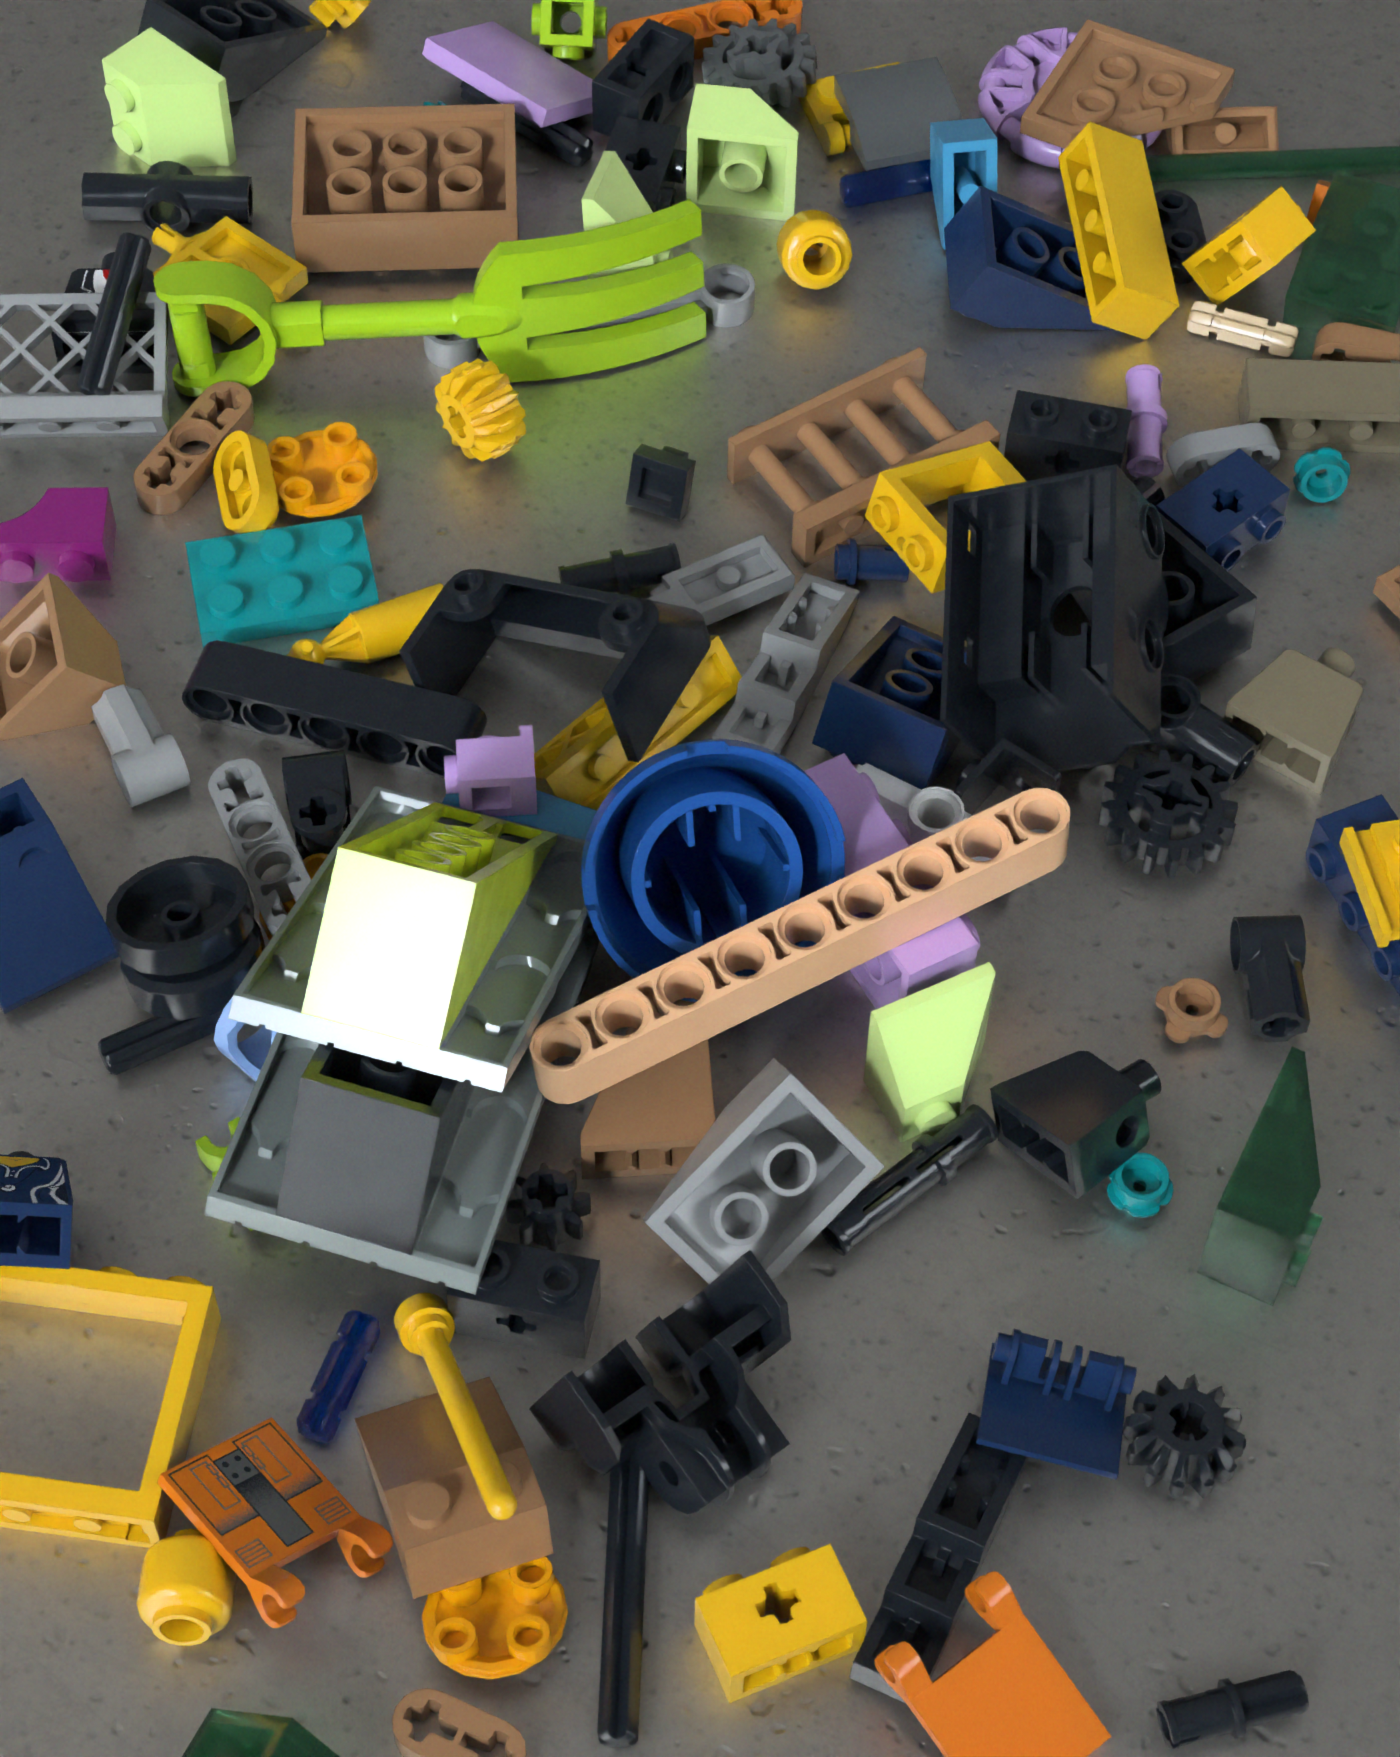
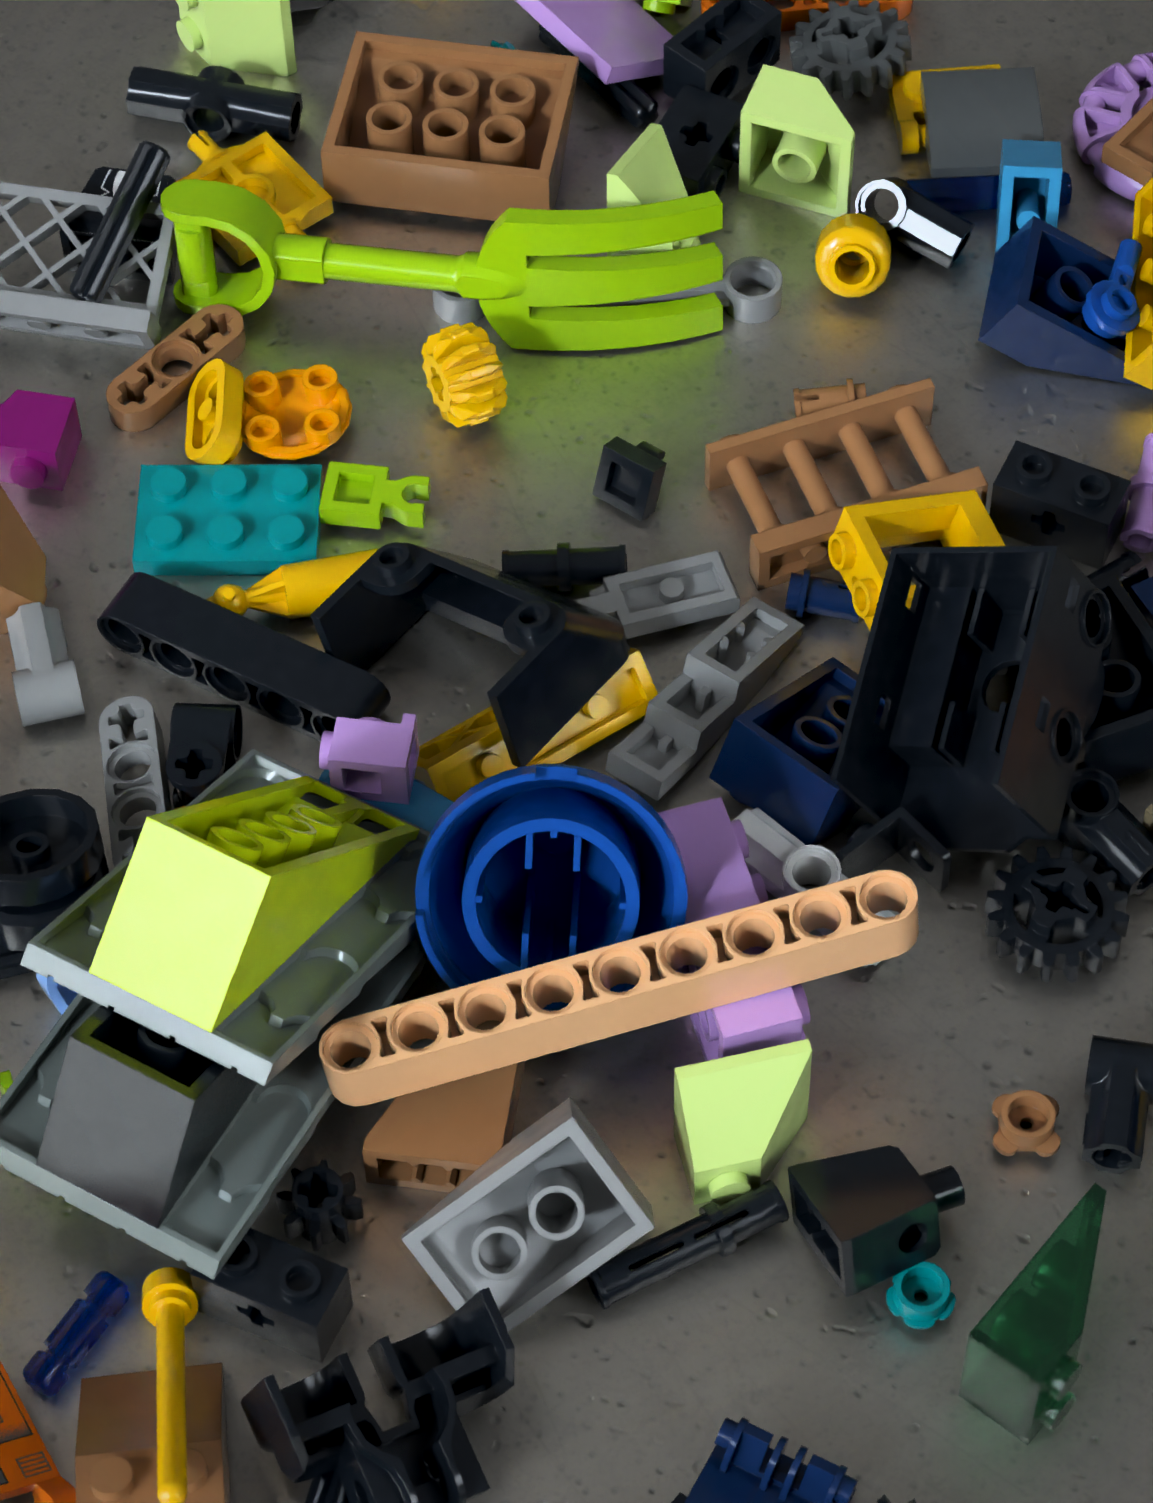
camera: 15 degrees right, 0 degrees up
(410, 537) = (365, 494): none -> lime plate
(814, 384) = (820, 398): none -> medium nougat pin
(869, 211) = (919, 221): none -> black piece
(1067, 256) = (1110, 304): none -> blue plate

